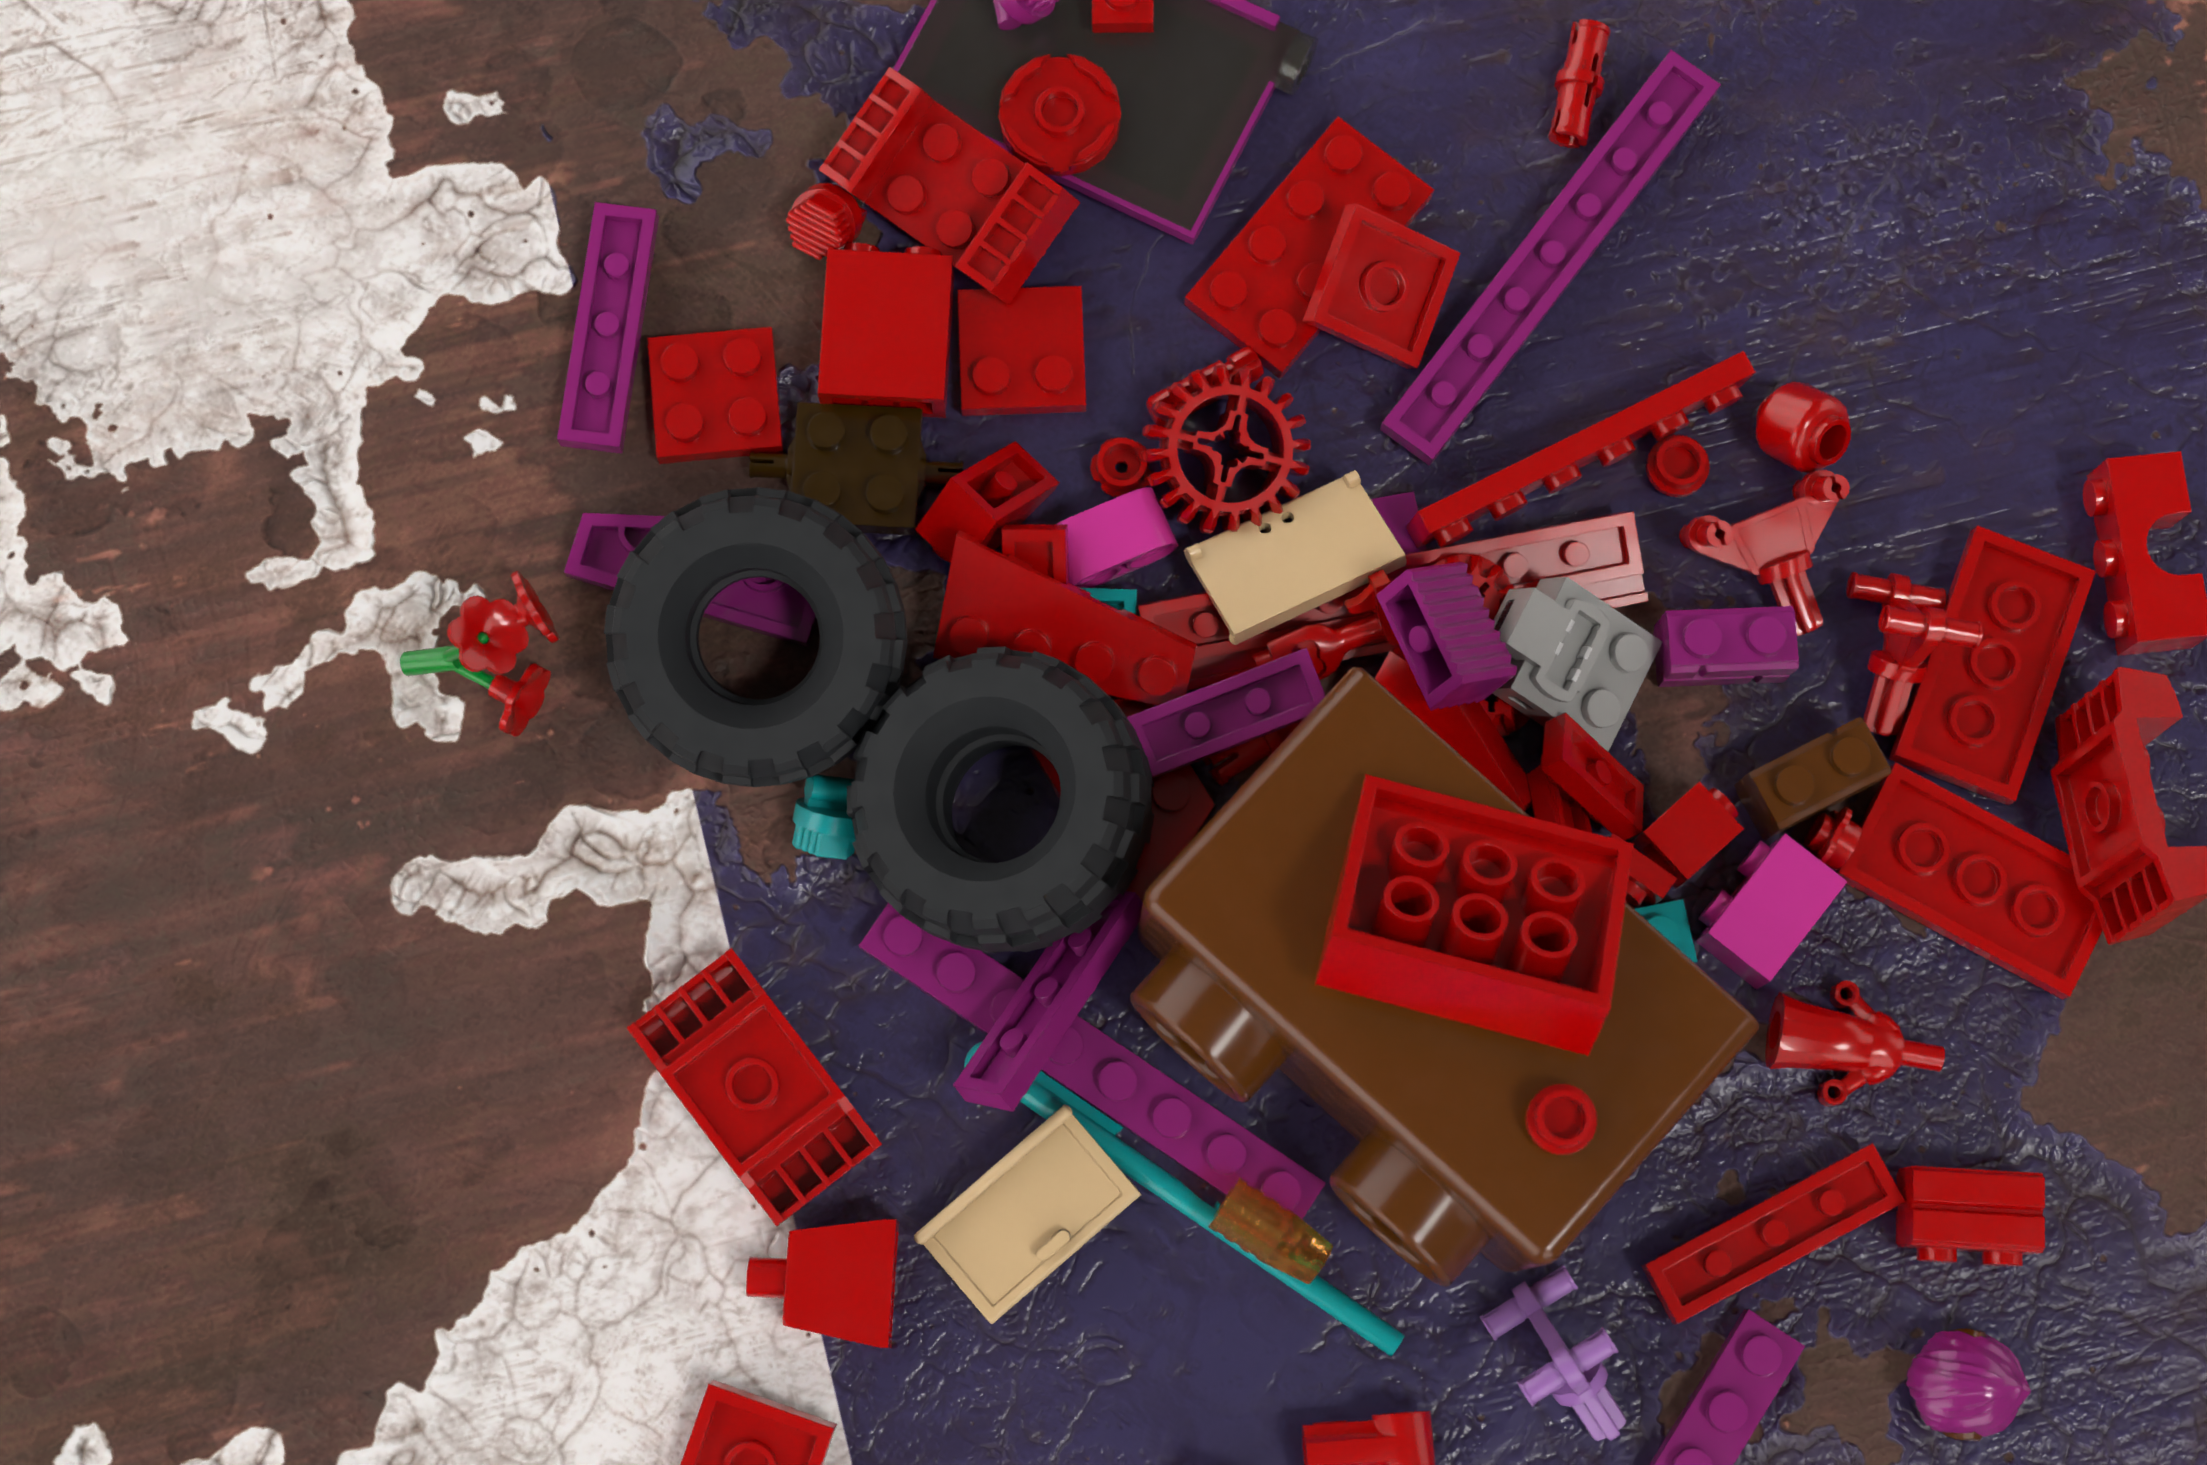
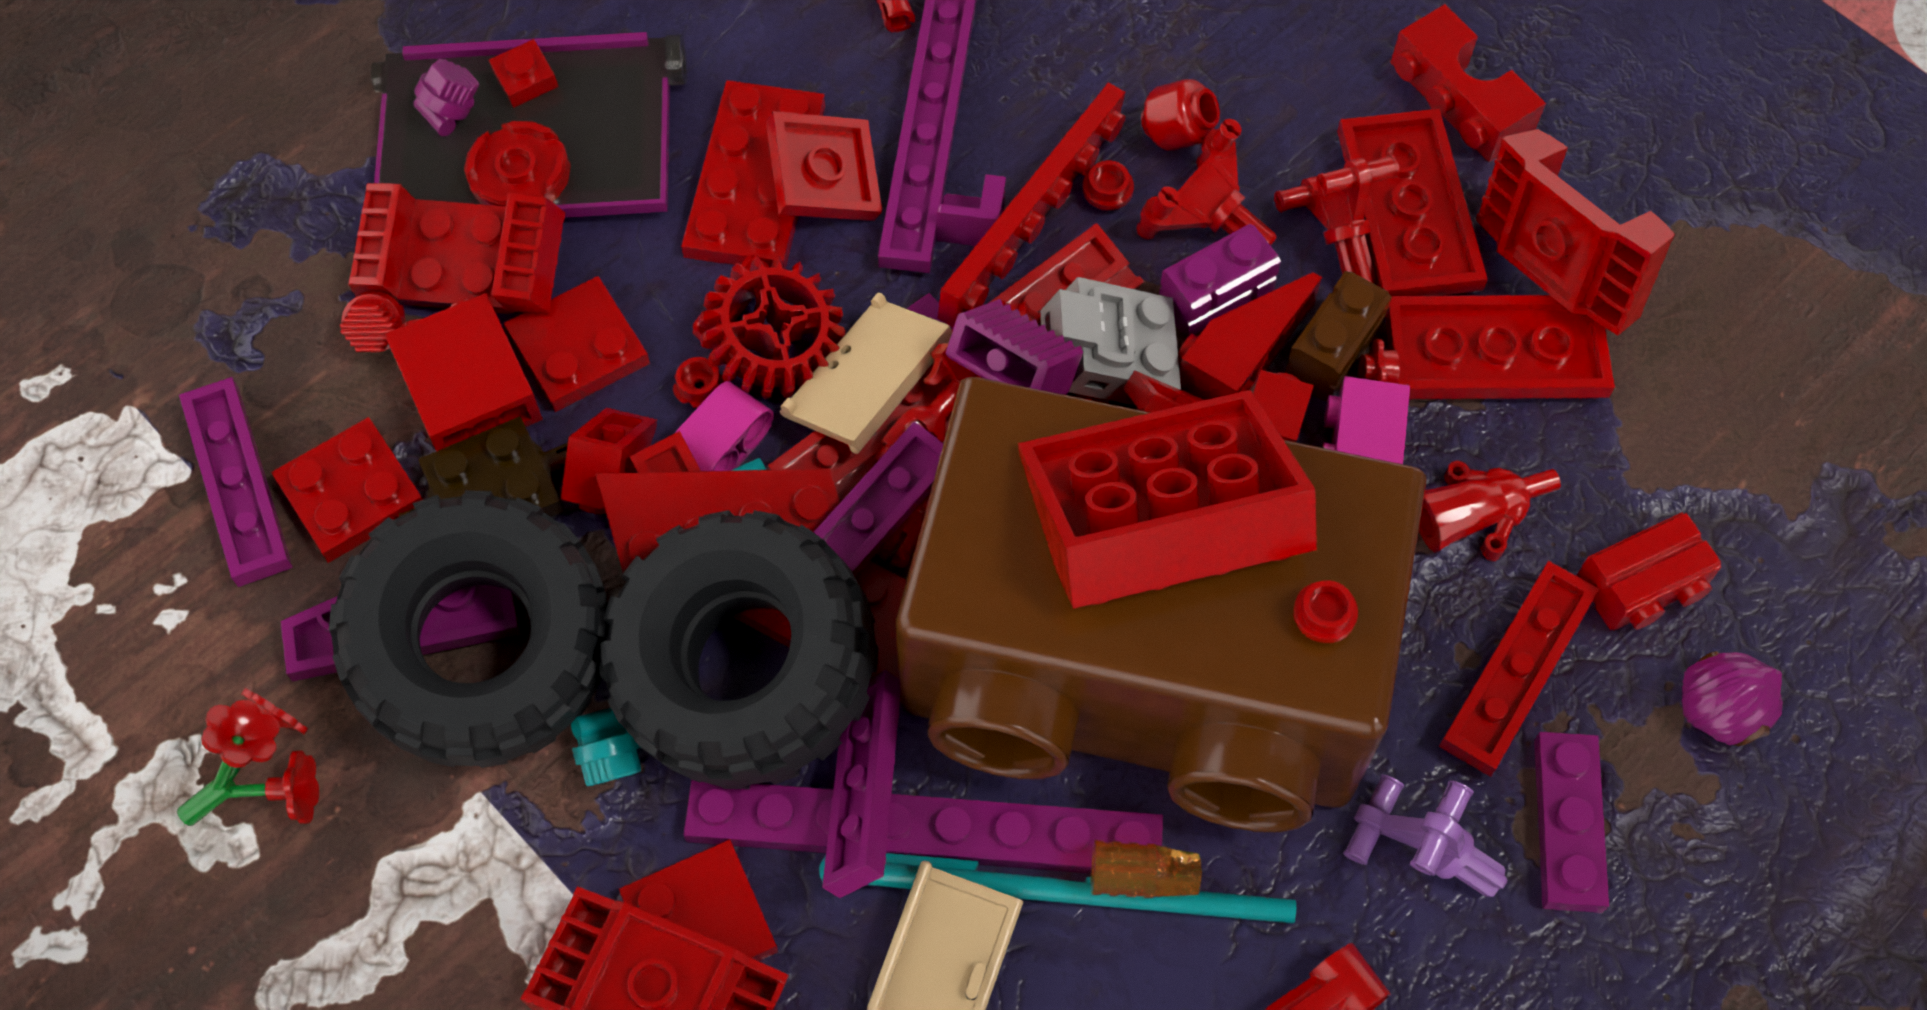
camera: 25 degrees left, 15 degrees down
(845, 1023) = (709, 897): none -> red plate
(1511, 423) = (968, 218): none -> magenta panel
(1703, 732) = (1244, 340): none -> red slope

